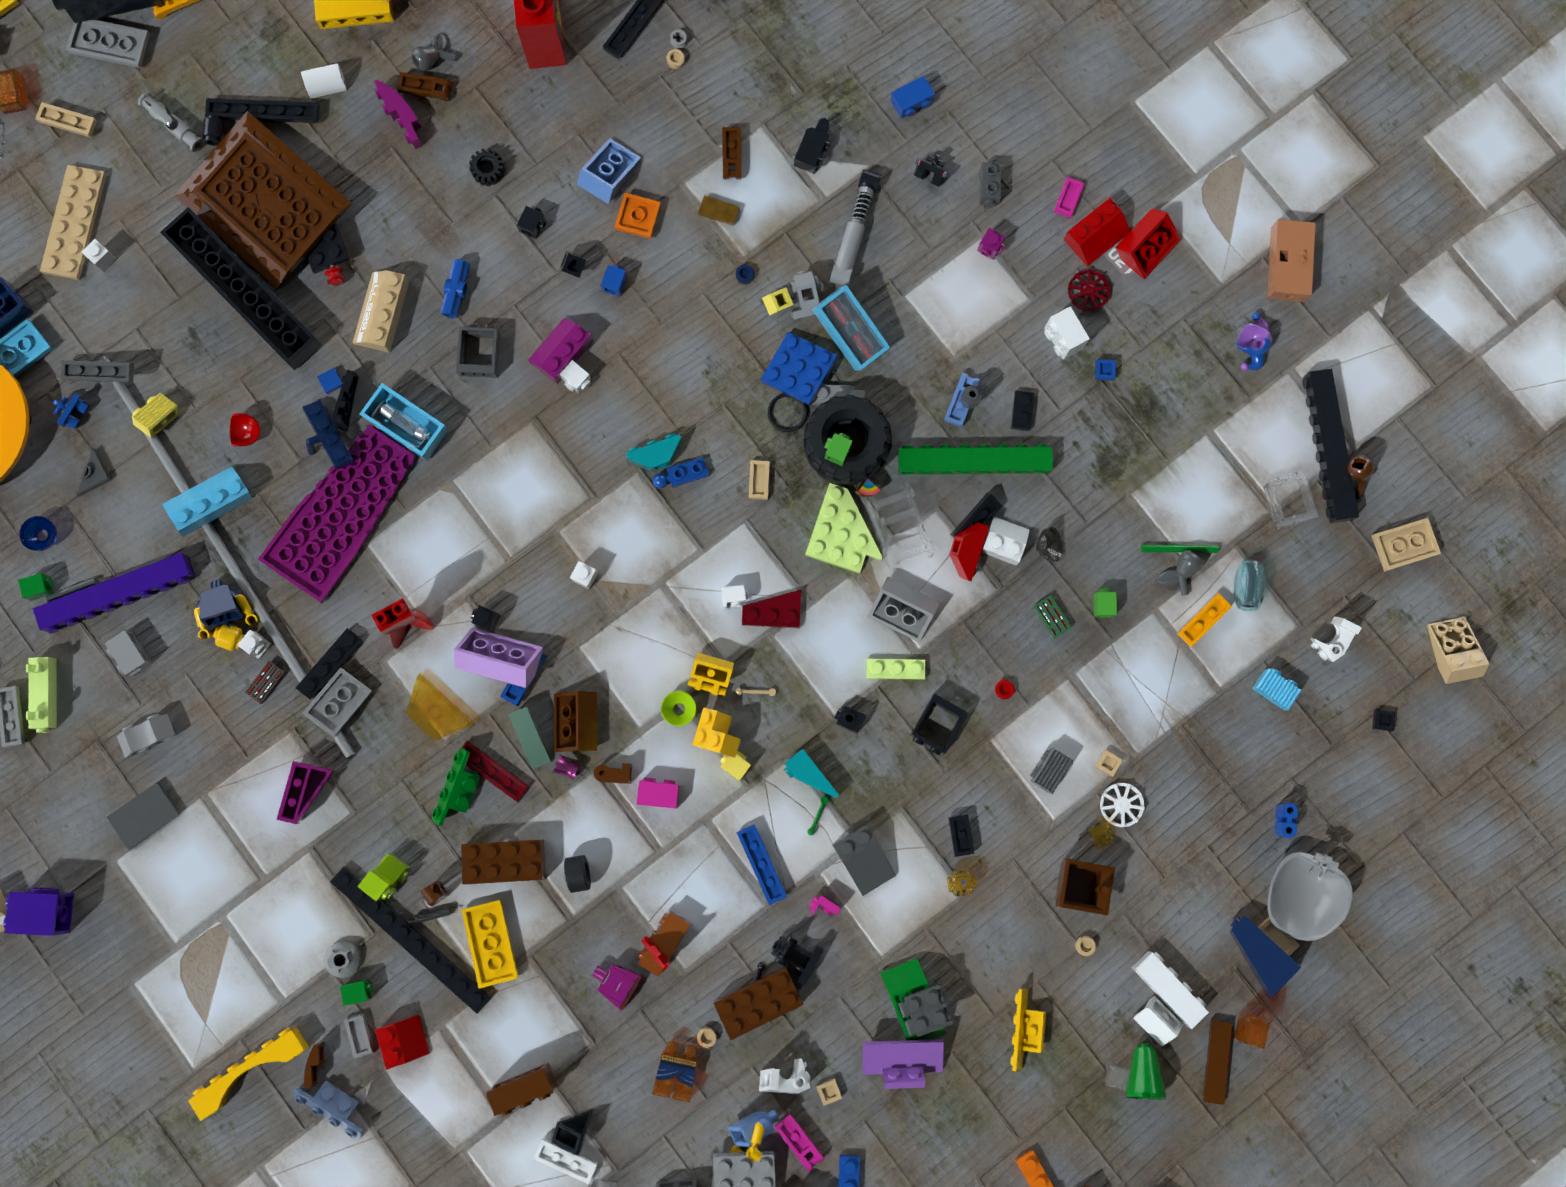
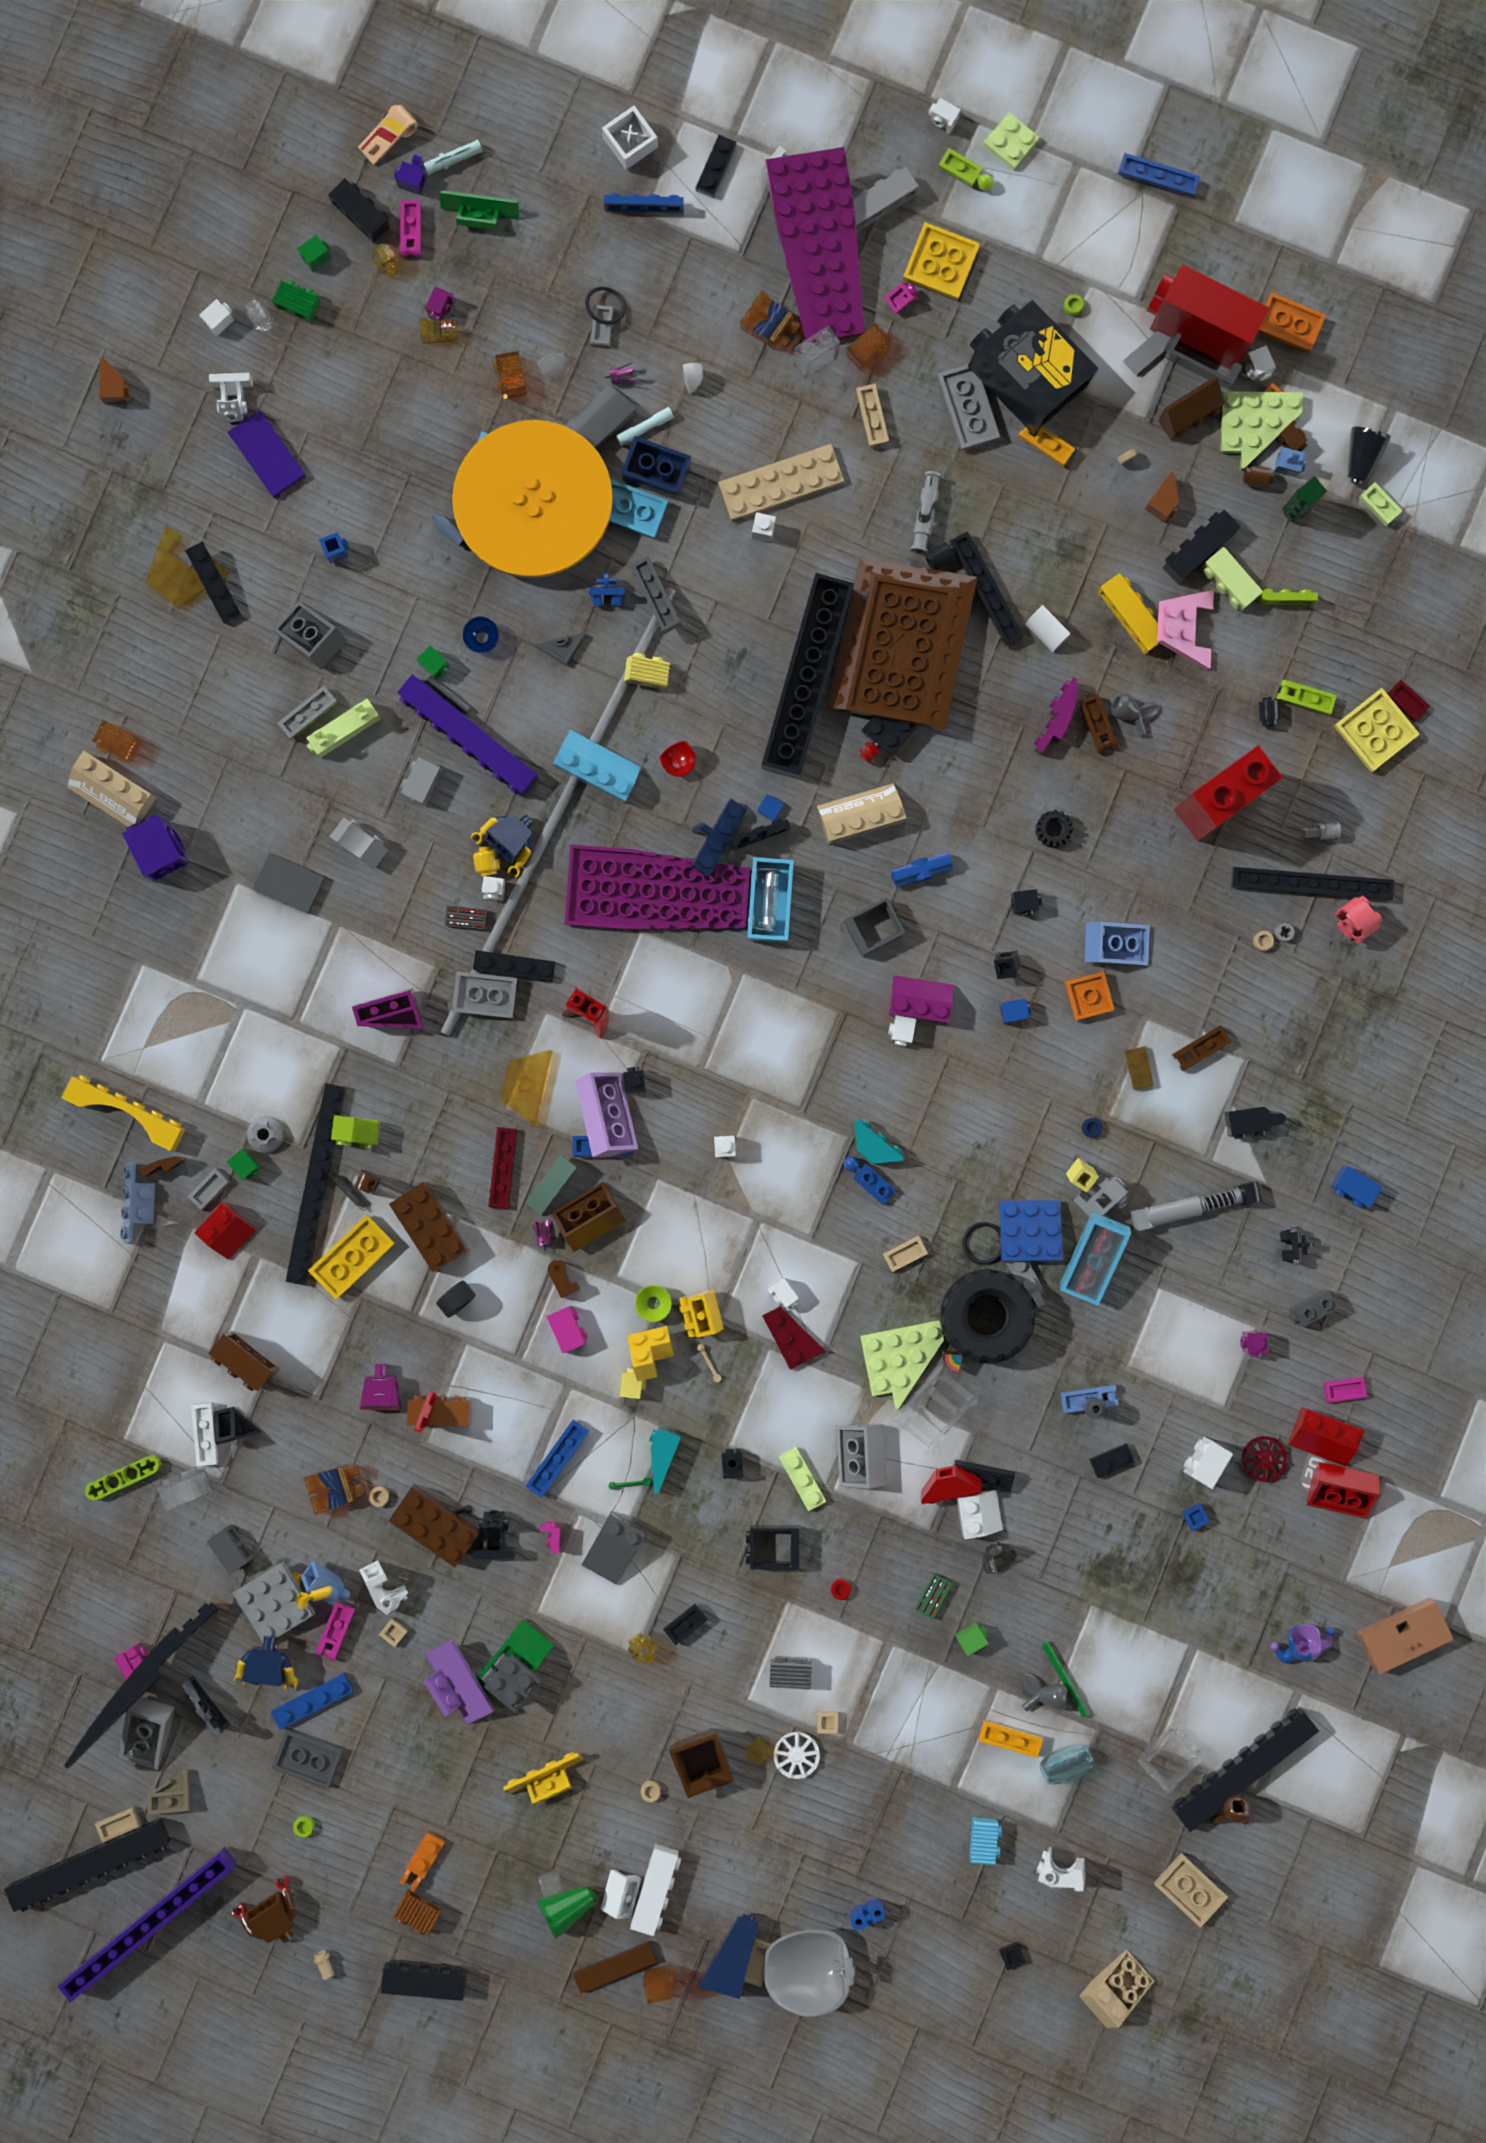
camera: 60 degrees right, 5 degrees up
(458, 788) = (469, 1147): green bracket -> none
(838, 448) = (970, 1316): bright green brick -> none
(974, 460) = (1036, 1441): green brick -> none

